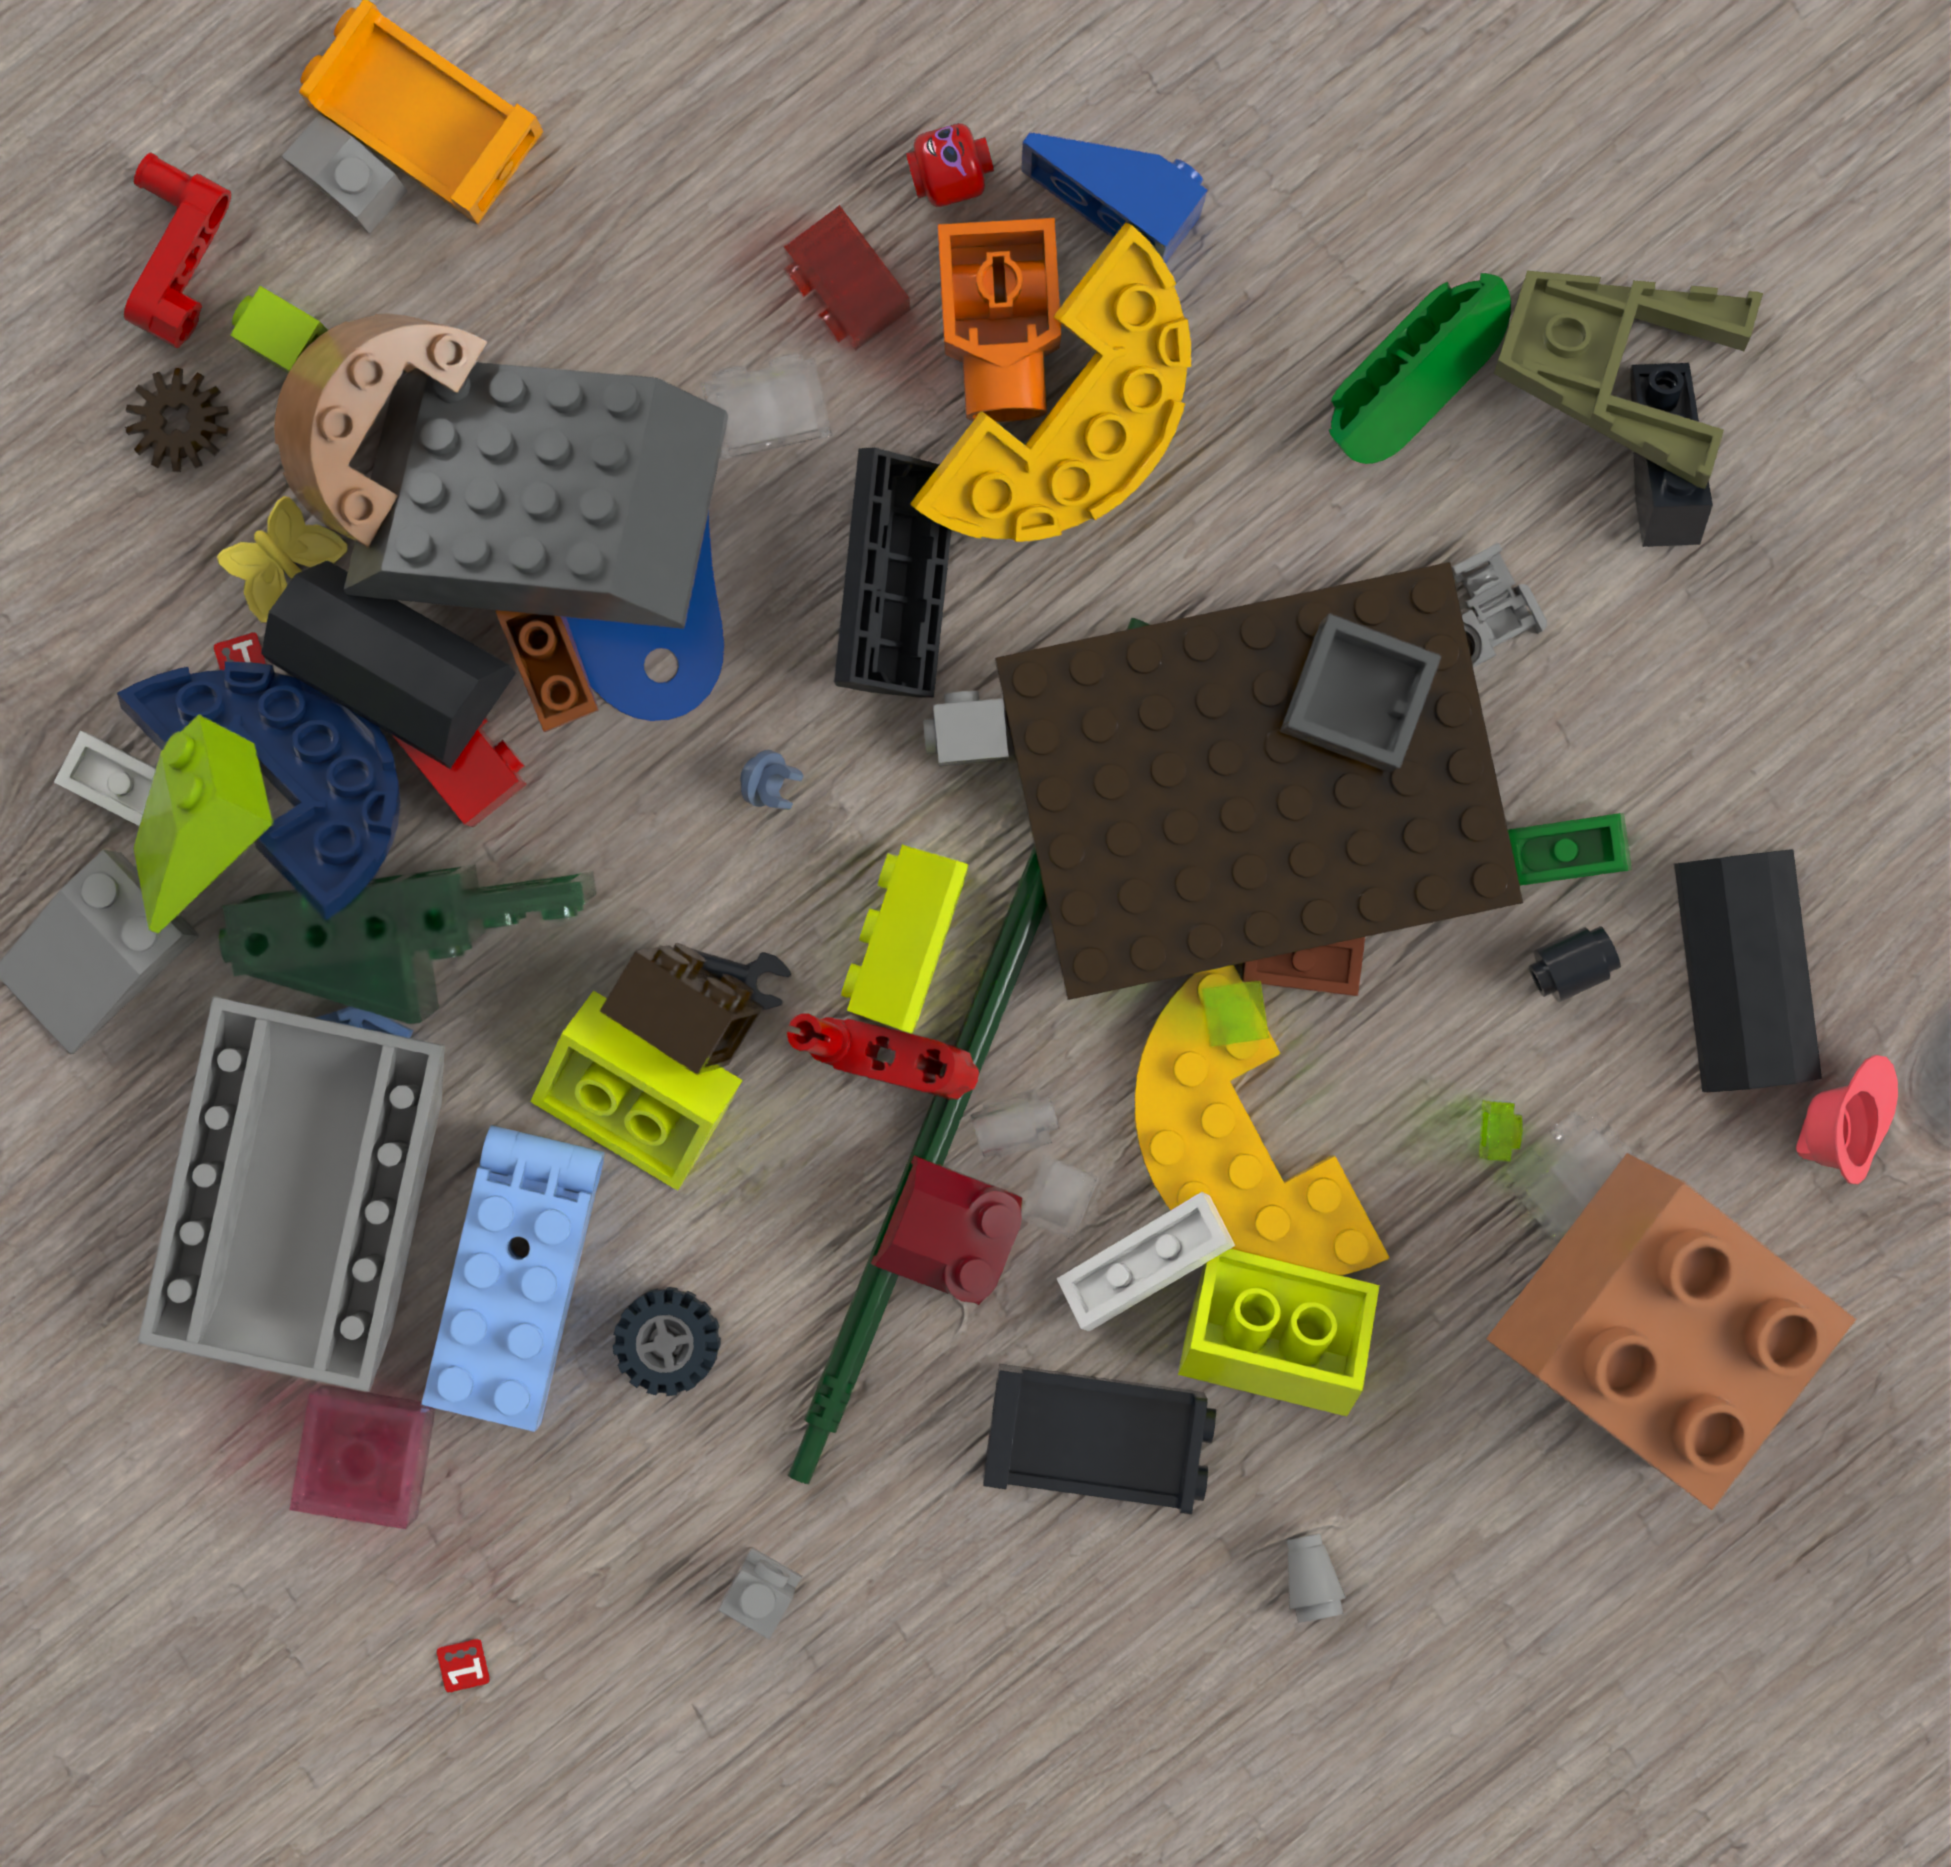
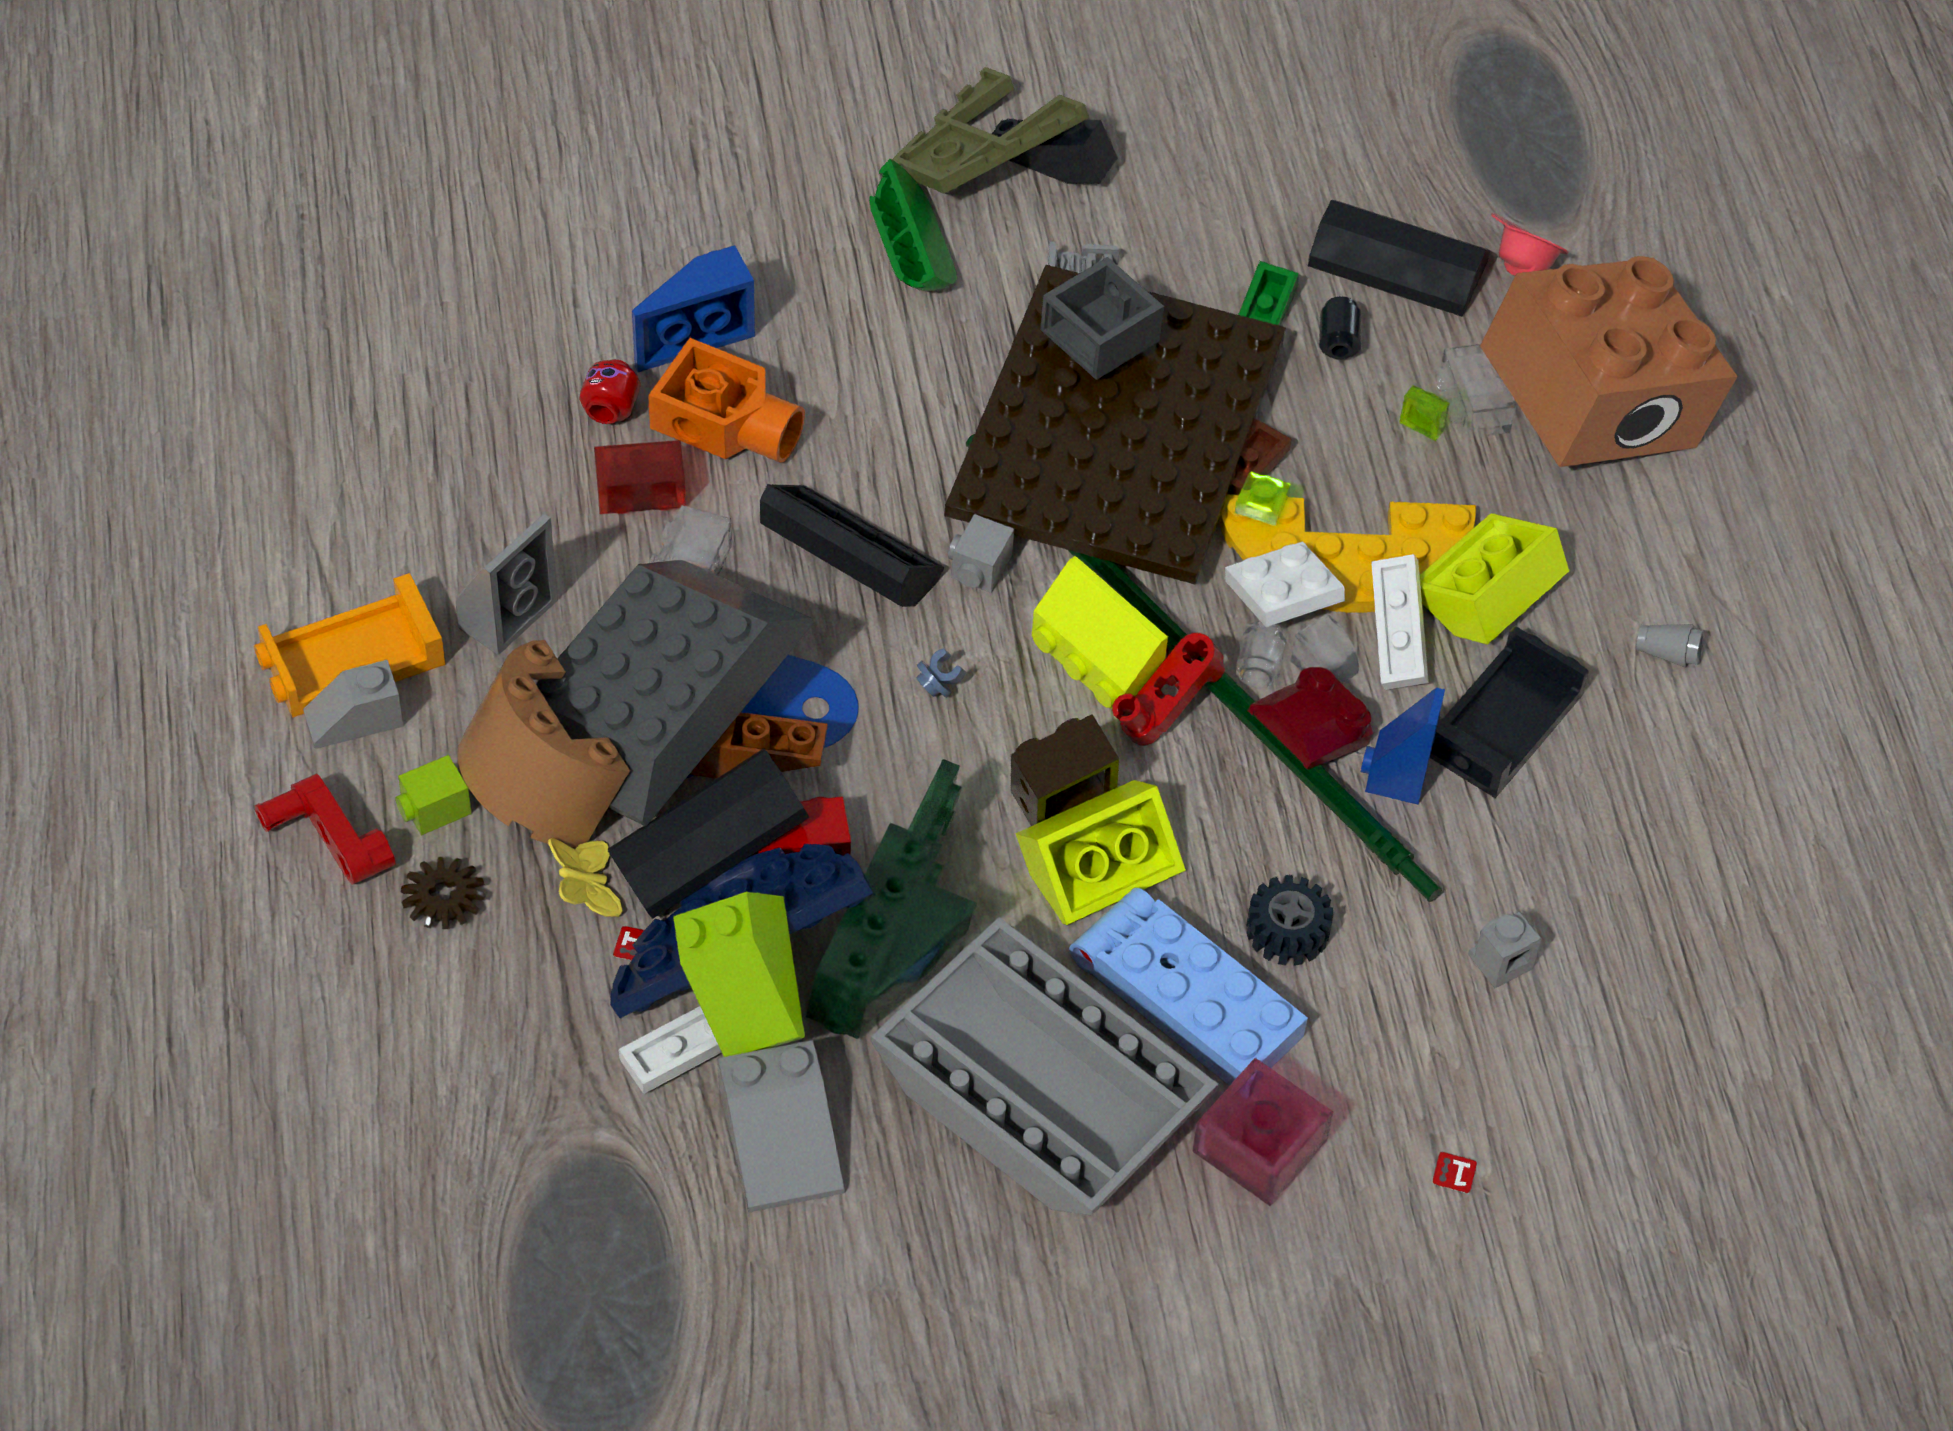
camera: 65 degrees left, 35 degrees down
(577, 238) = (511, 589): none -> light grey slope
(941, 1364) = (1403, 751): none -> blue slope
(1101, 431) = (836, 383): yellow plate -> none
(1115, 1106) = (1284, 584): none -> white plate

